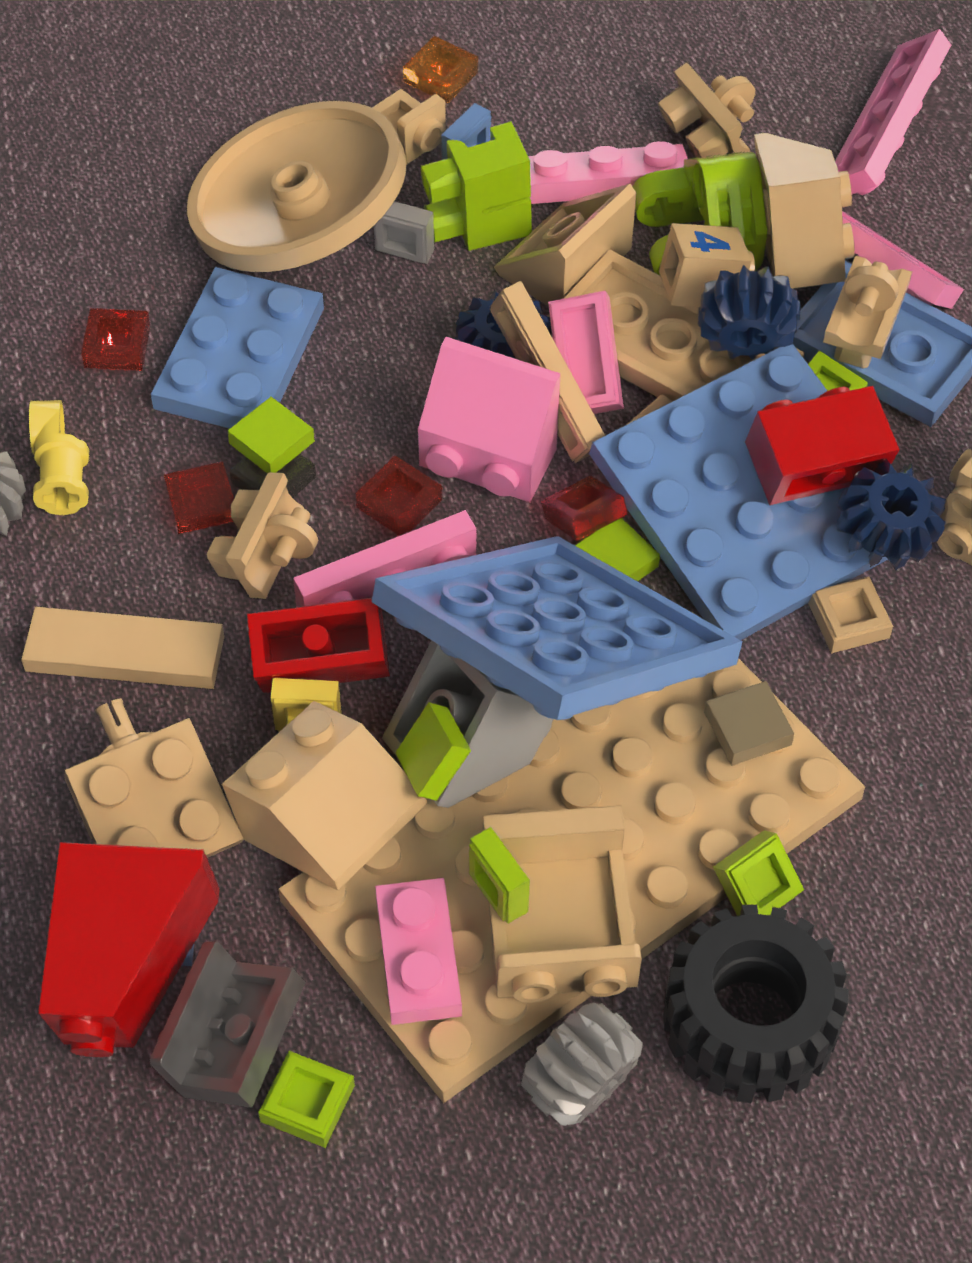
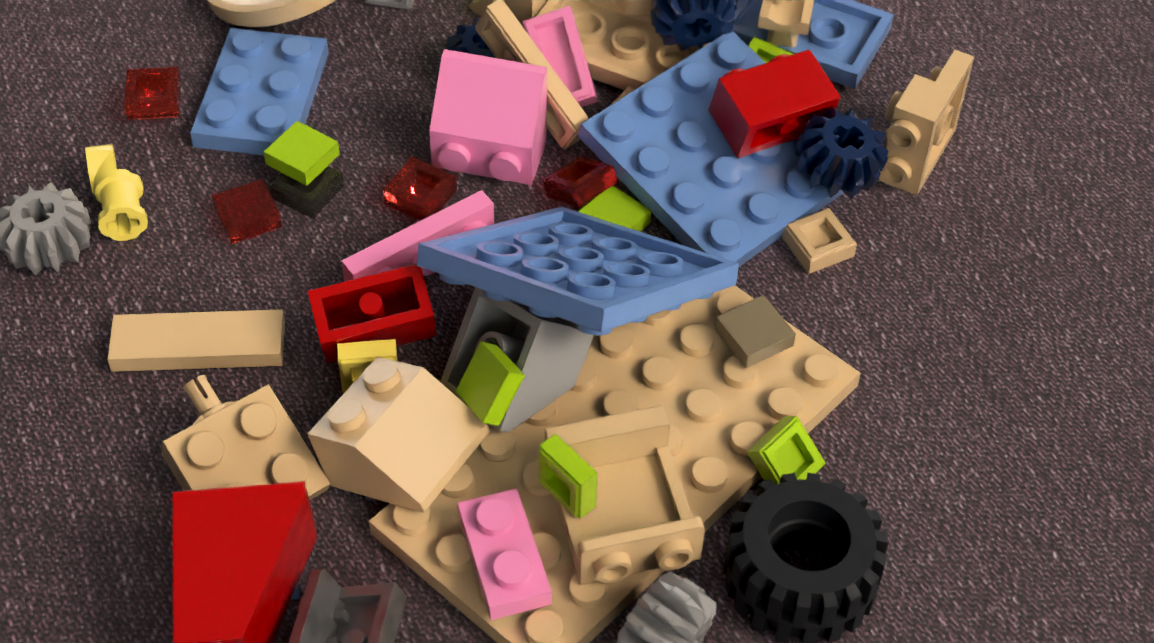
camera: 10 degrees left, 5 degrees down
(269, 535) = (311, 233): tan hips -> none

